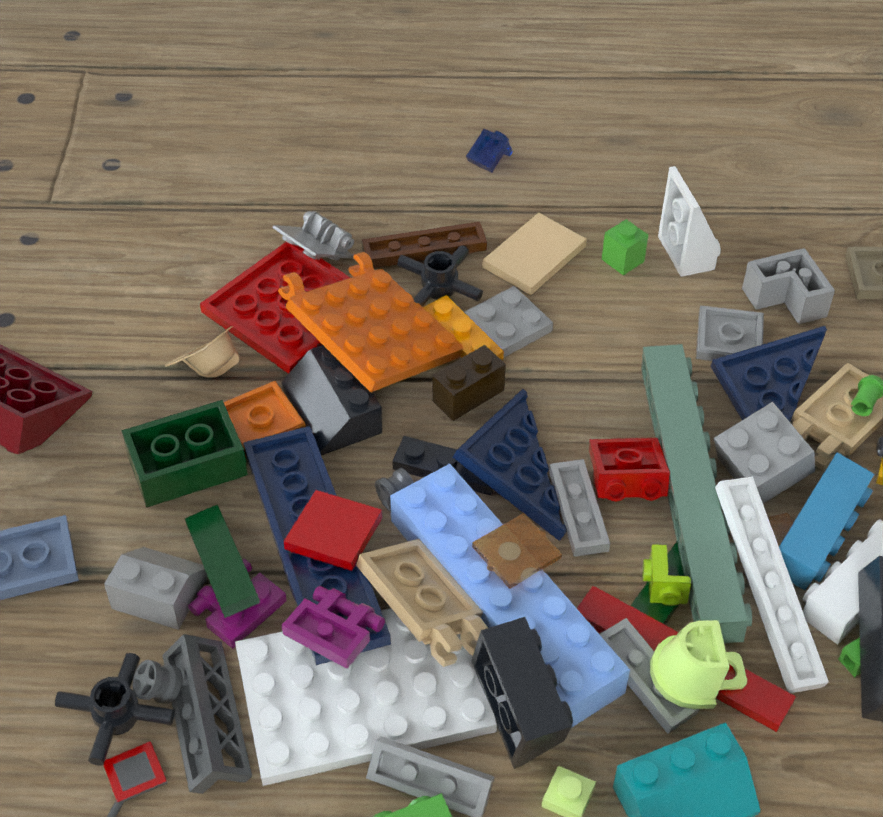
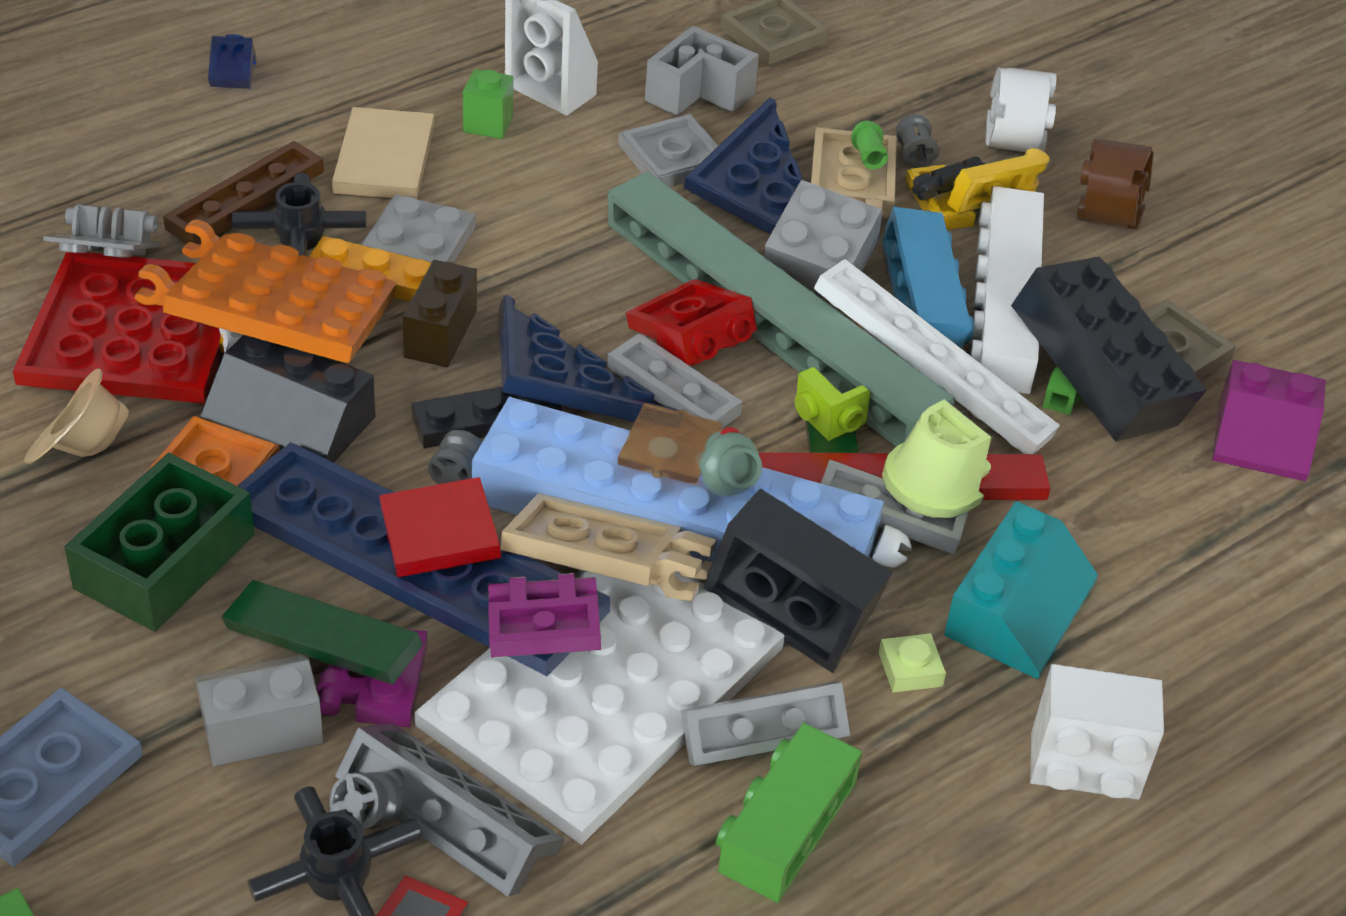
camera: 40 degrees left, 5 degrees down
(532, 585) = (730, 463): none -> sand green animal
(622, 701) = (888, 544): none -> white hinge

